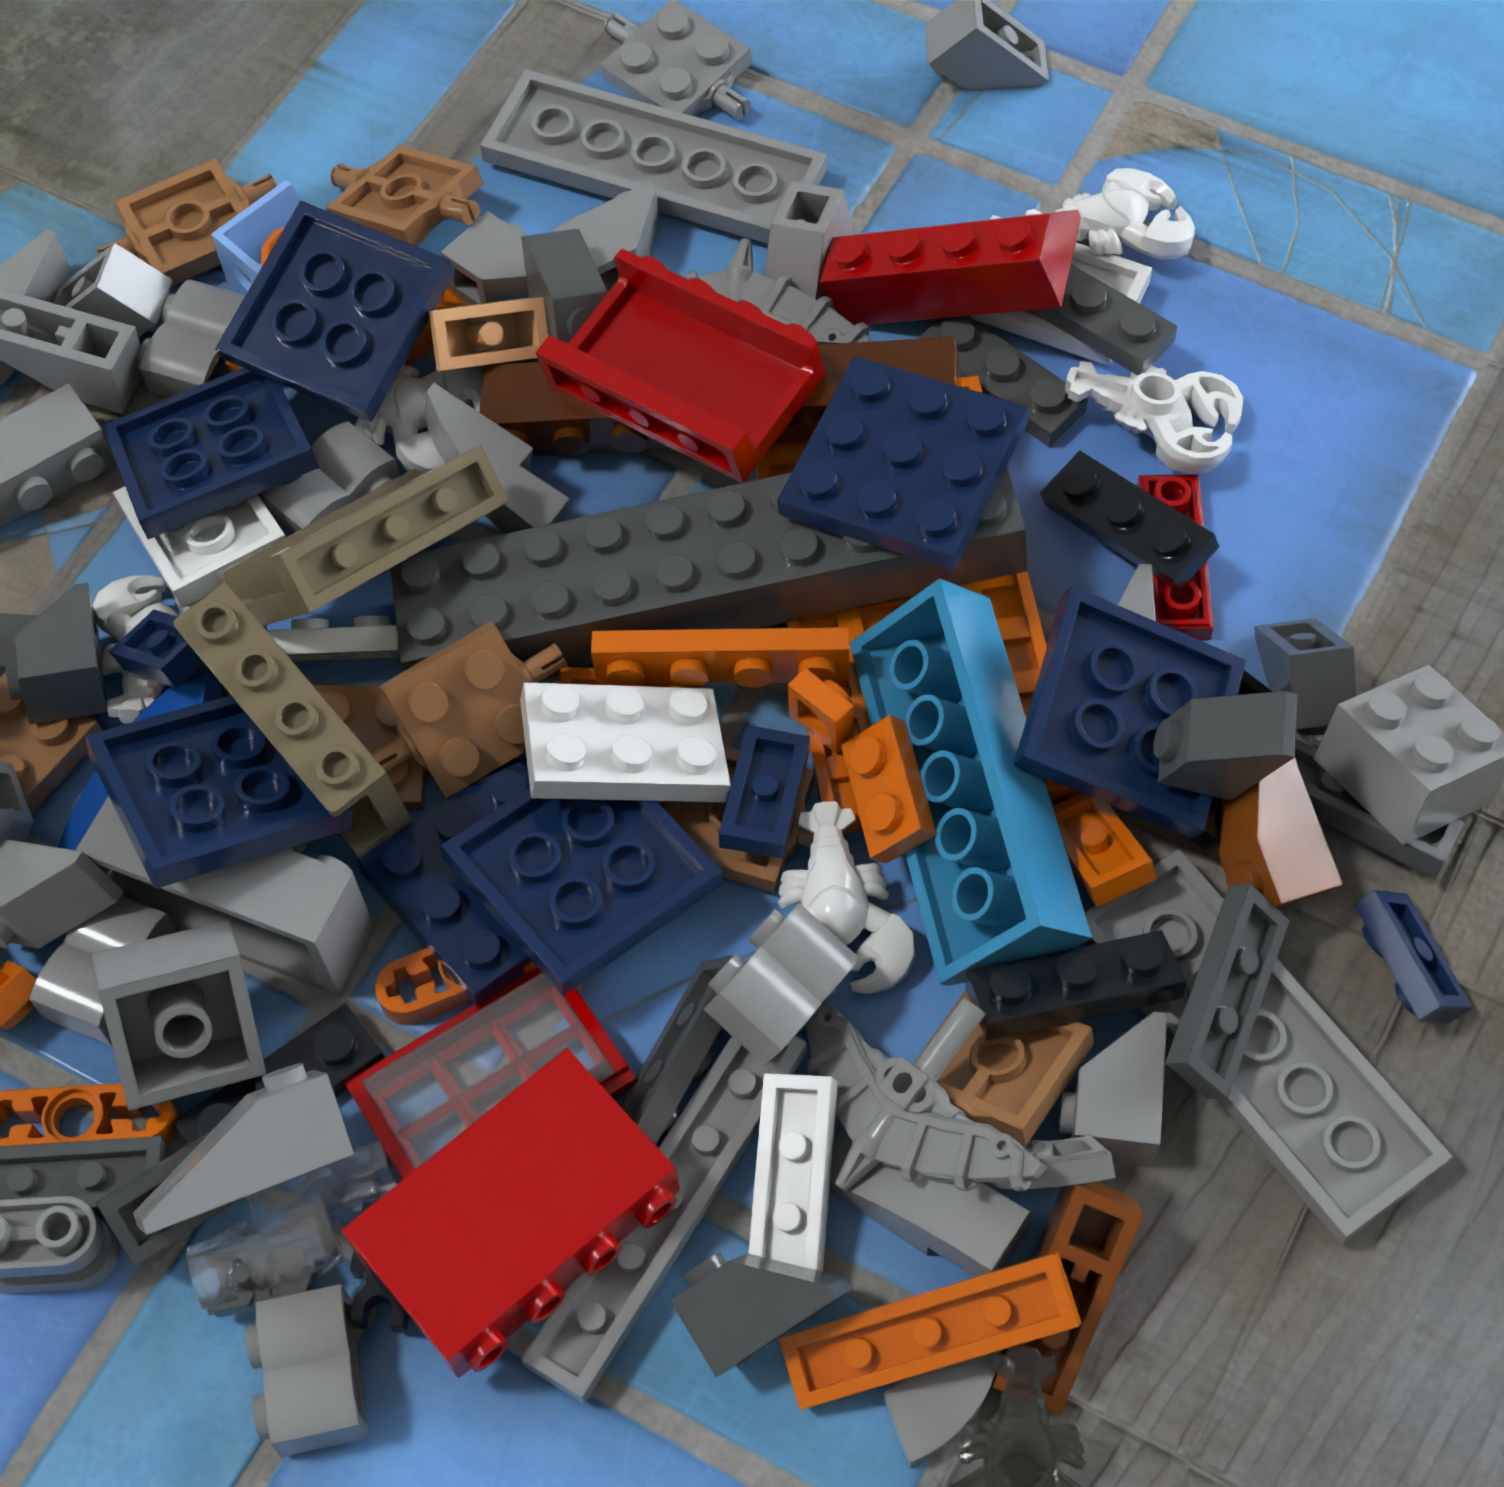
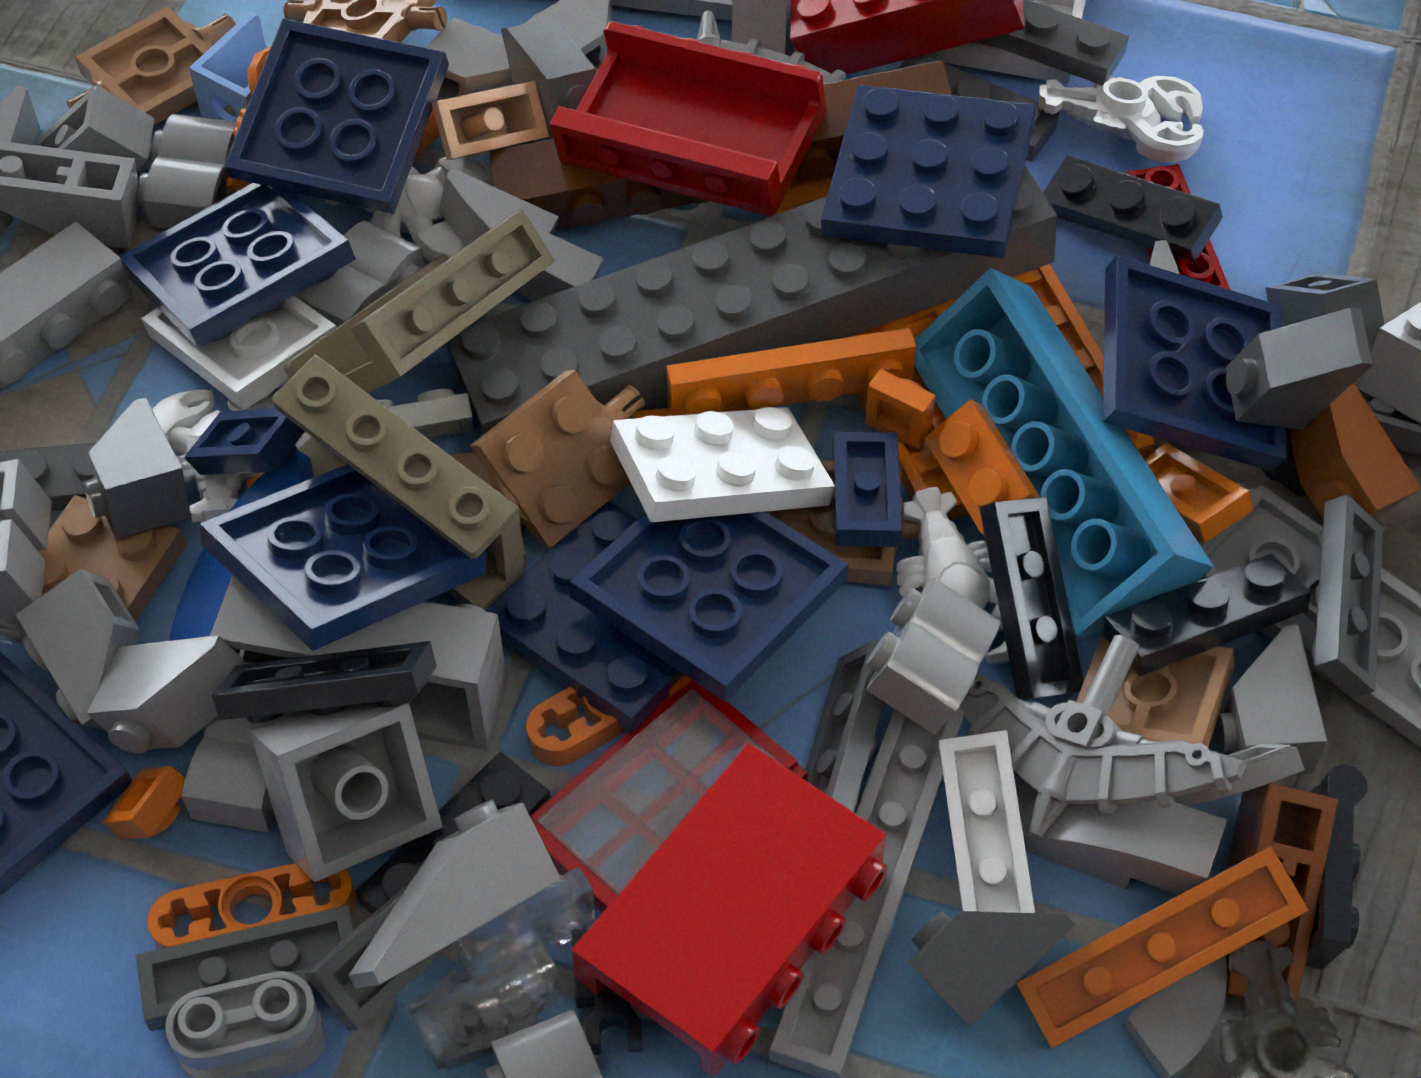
camera: 15 degrees left, 5 degrees down
(169, 917) = (325, 682): none -> black plate
(900, 938) = (1032, 598): none -> black plate
(1119, 1331) = (1335, 917): none -> black plate

